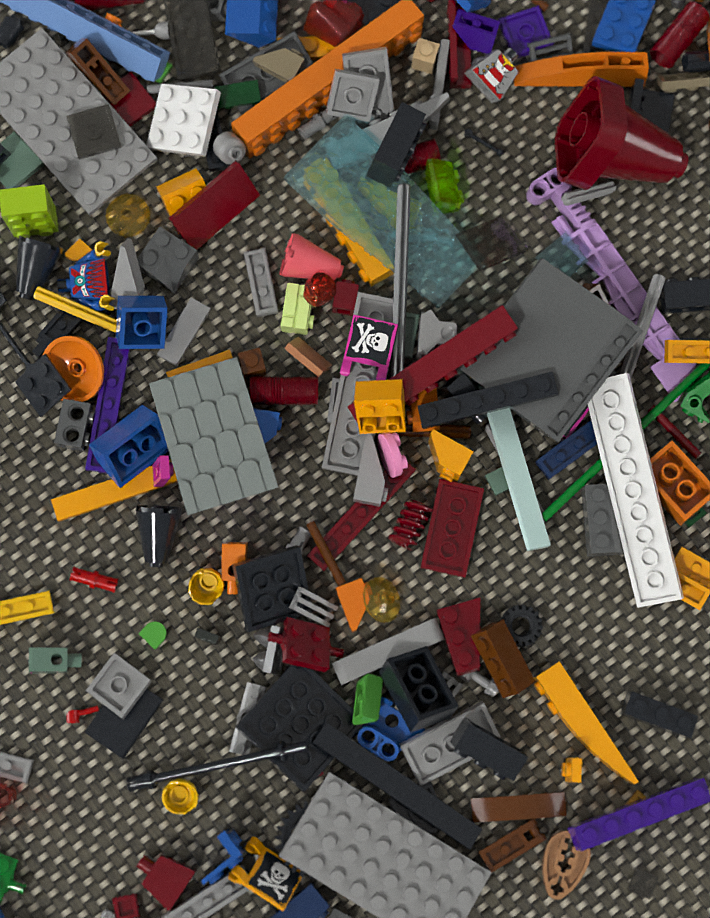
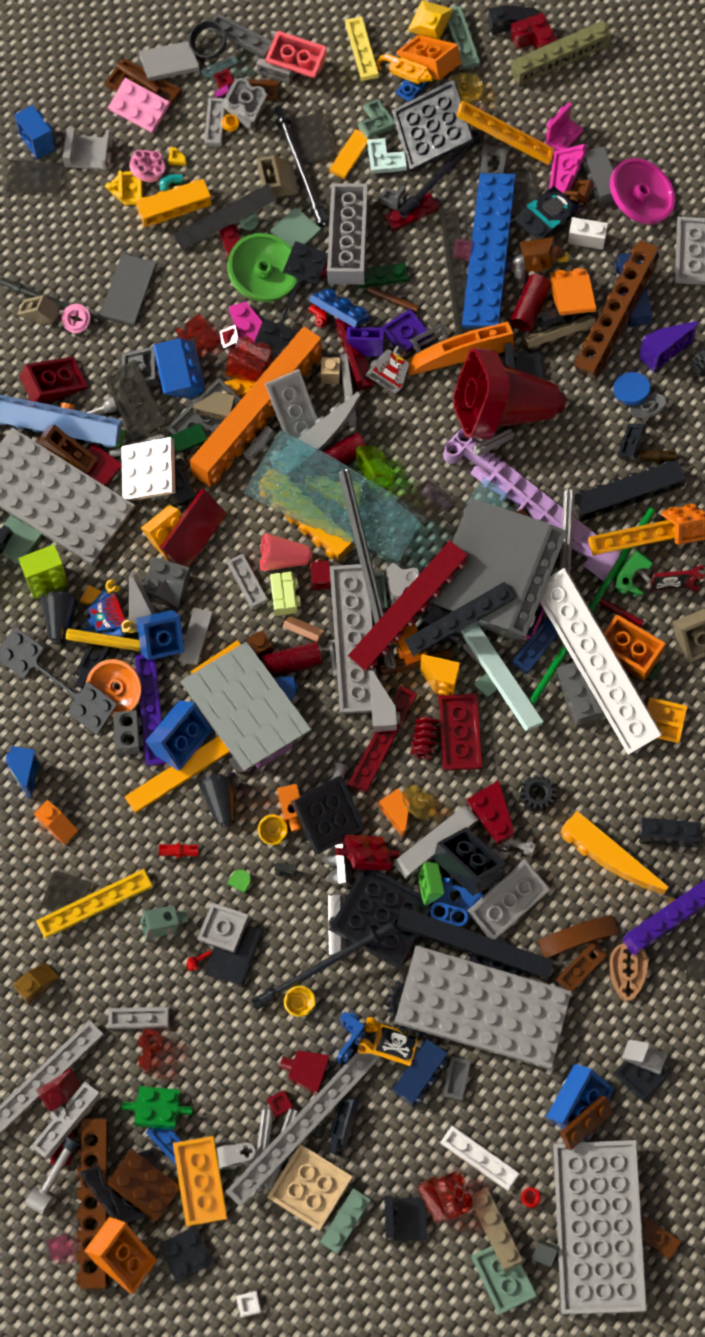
camera: 10 degrees left, 10 degrees down
(93, 131) = (78, 497): clear smoke tile -> none
(128, 225) = (122, 565): clear yellow dish -> none
(162, 471) = (211, 746): dark pink plate -> none
(229, 147) = (192, 481): light grey head -> none
(321, 287) = (298, 569): clear red piece -> none
(325, 552) = (363, 777): reddish brown bar -> none
(327, 614) = (378, 826): light grey tile -> none
(352, 95) = (281, 413): light grey plate -> none
(370, 344) = (351, 602): flag -> none
(380, 406) = (375, 646): light orange slope -> none
(390, 454) = (393, 683): bright pink tile -> none
(397, 145) = (330, 442): black brick -> none
(468, 133) = (382, 422): black hinge -> none
(488, 750) = (540, 895): black brick -> none
(503, 658) = (531, 820): reddish brown brick -> none
(572, 770) = (612, 892): light orange plate -> none

